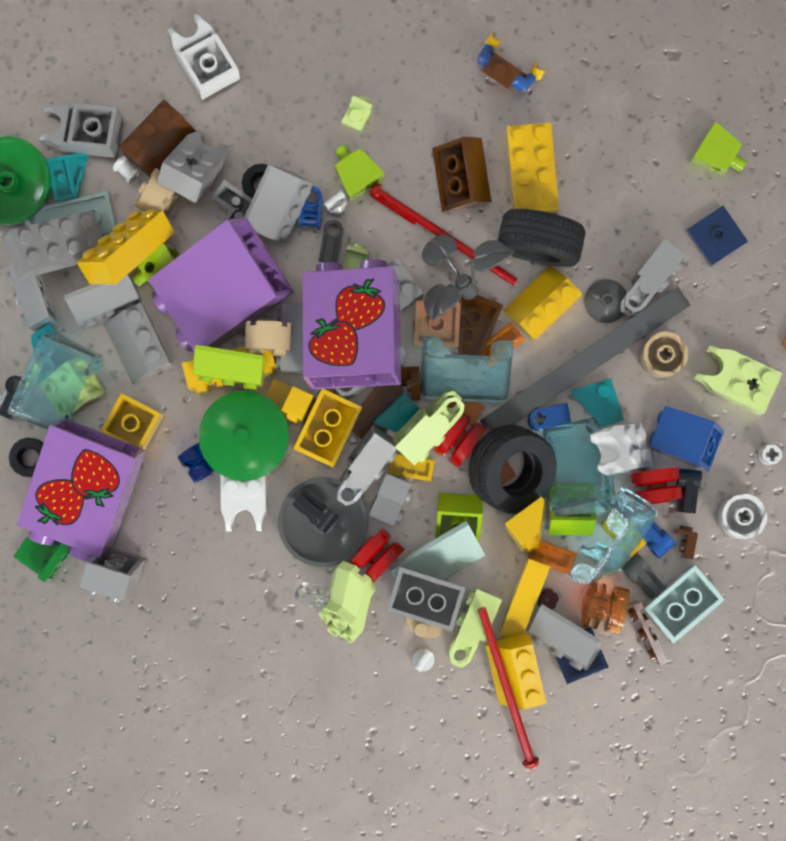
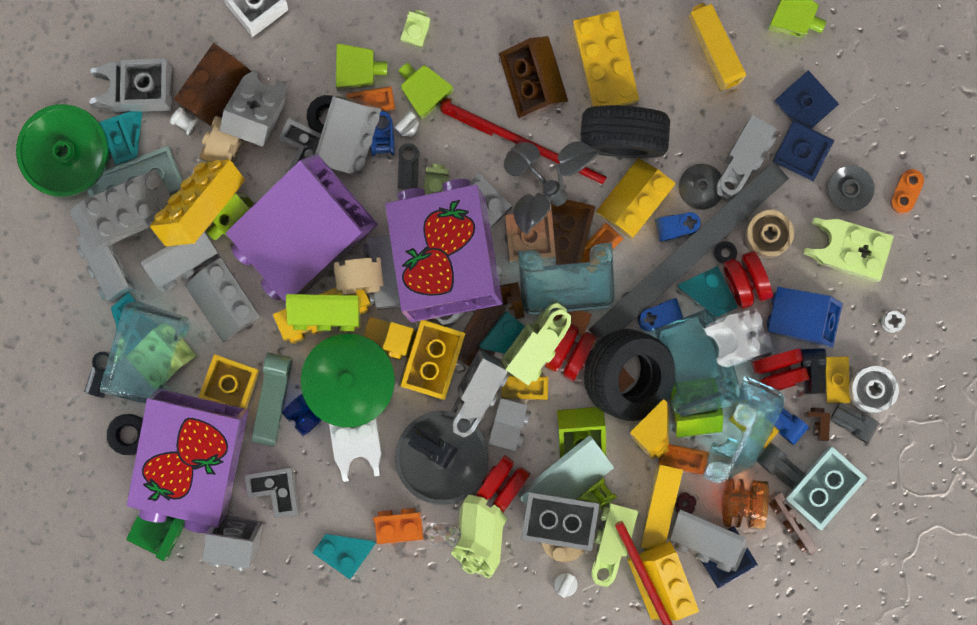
camera: 10 degrees left, 0 degrees up
(165, 526) = (279, 485): none -> light grey brick
(171, 442) = (272, 398): none -> sand green beam
(217, 599) = (343, 553): none -> teal wing
(272, 582) = (398, 527): none -> orange bracket
(296, 142) = (357, 67): none -> lime torso
(314, 173) = (378, 97): none -> orange plate
(463, 579) = (594, 495): none -> lime piece
(573, 334) = (672, 226): none -> blue piece
(623, 360) = (725, 245): none -> black plate
(637, 395) = (747, 279): none -> red wheel
(639, 171) = (717, 47): none -> yellow slope
(707, 280) = (803, 150): none -> dark blue plate
(709, 502) = (837, 380): none -> yellow plate
(724, 548) = (858, 424): none -> dark grey piece
(758, 319) = (861, 183): none -> dark grey dish

